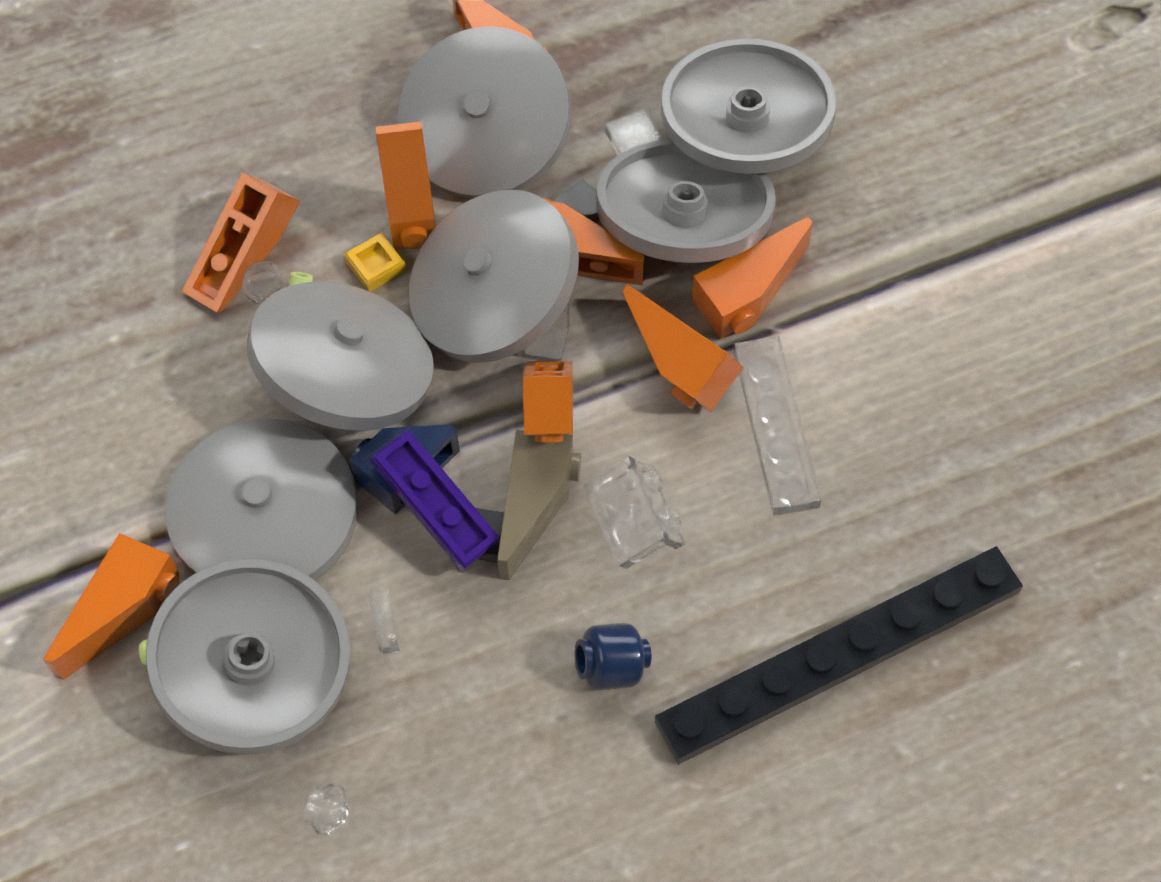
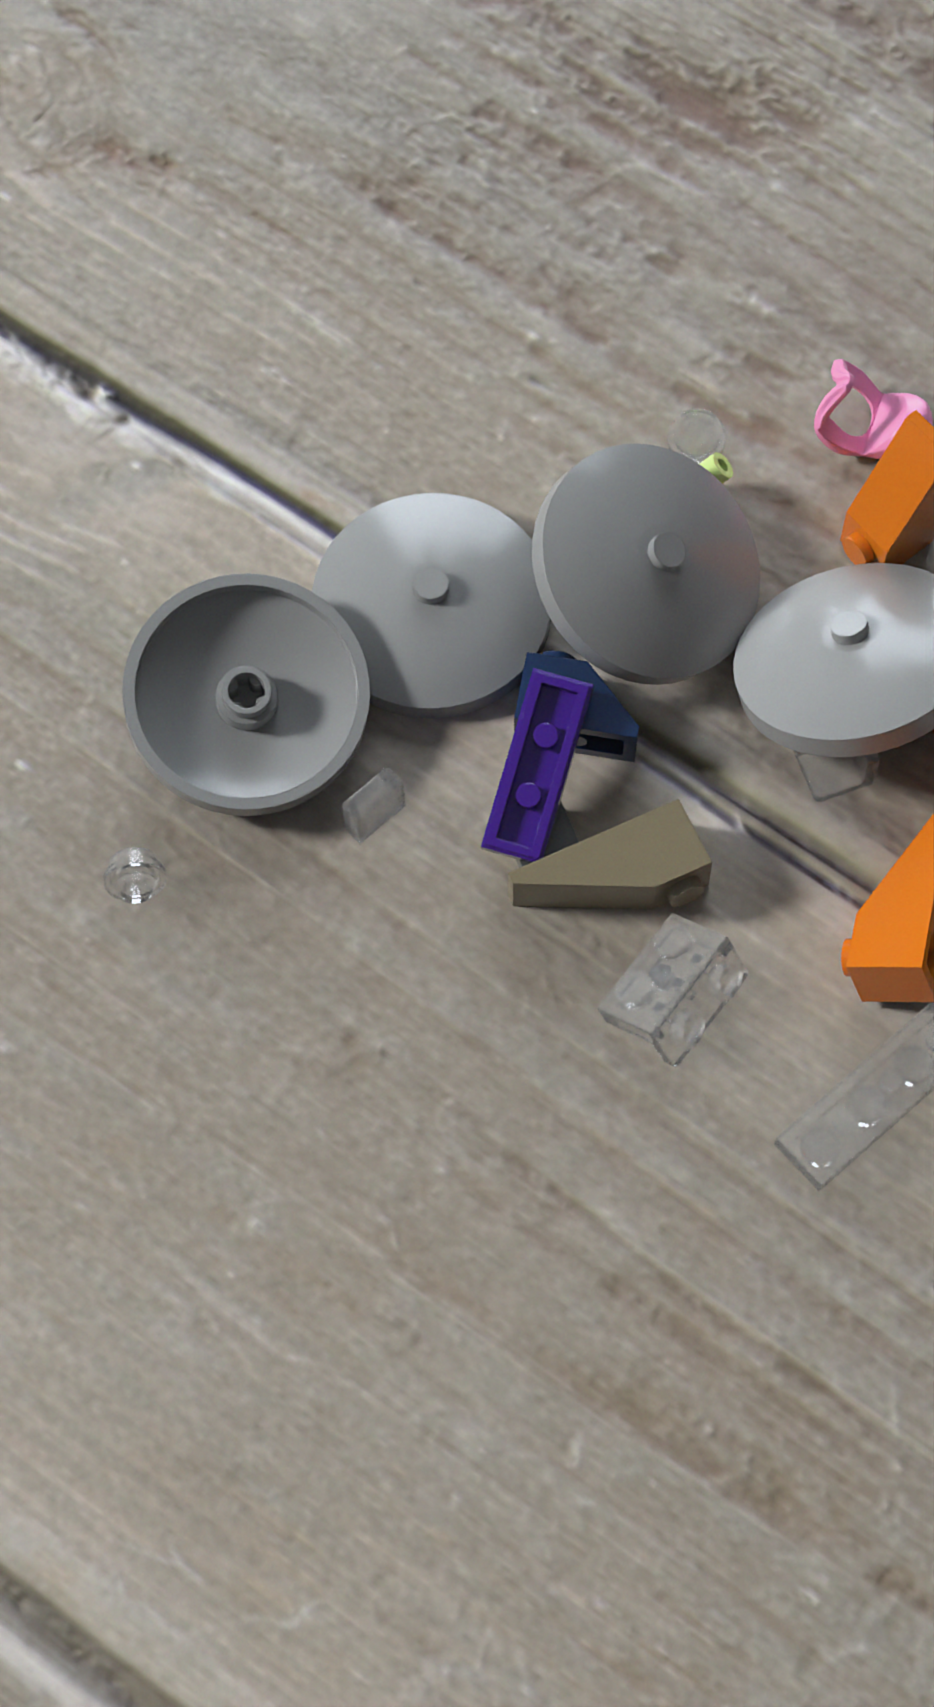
camera: 60 degrees right, 5 degrees up
(116, 601) = (225, 530): orange slope -> none
(242, 236) = (733, 377): orange slope -> none
(342, 168) = (887, 413): none -> bright pink piece
(375, 262) = (804, 531): yellow tile -> none
(548, 400) = (737, 806): orange slope -> none
(612, 656) = (481, 1063): dark blue head -> none
(837, 654) = (654, 1316): black plate -> none

